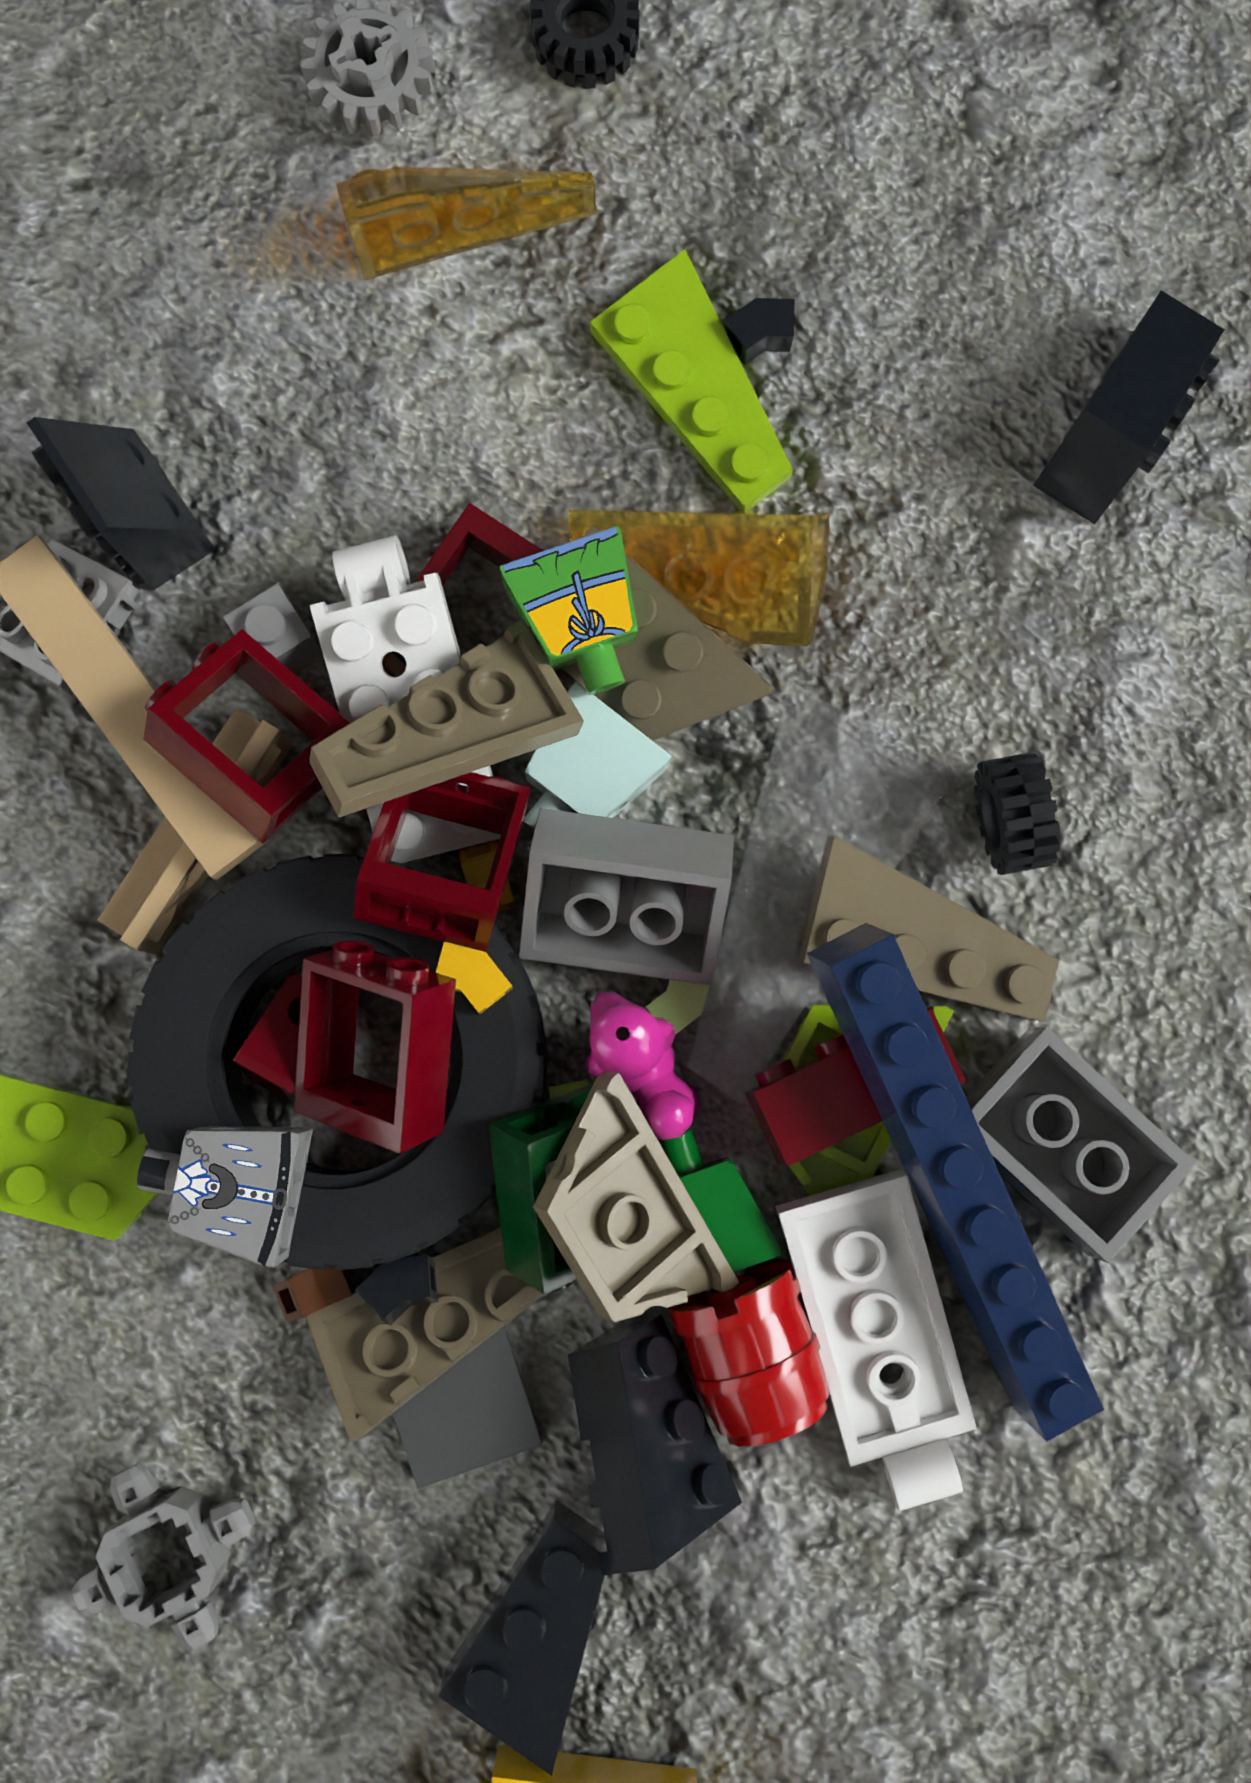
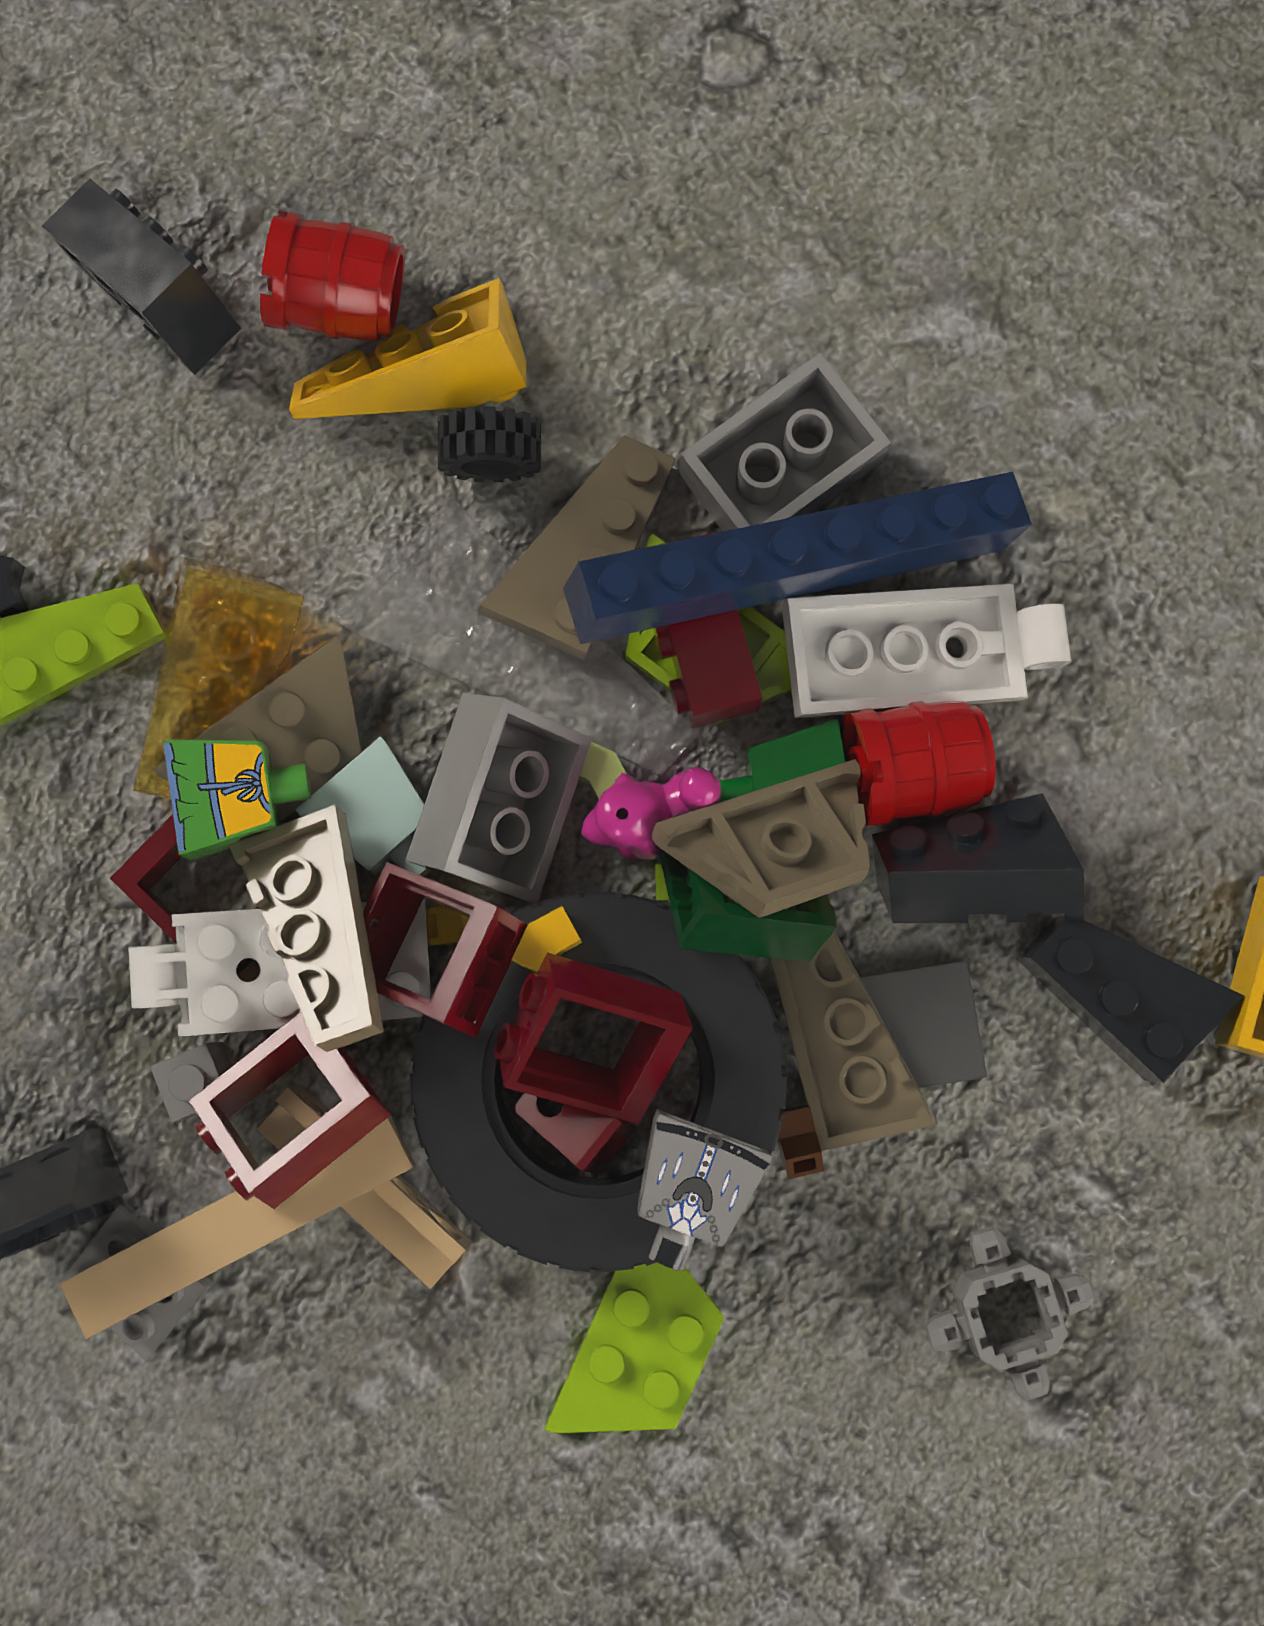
camera: 75 degrees left, 0 degrees up
(400, 1285) = (808, 1059): black piece -> none
(1098, 748) = (447, 363): none -> yellow wedge
(1168, 607) = (331, 278): none -> red piece

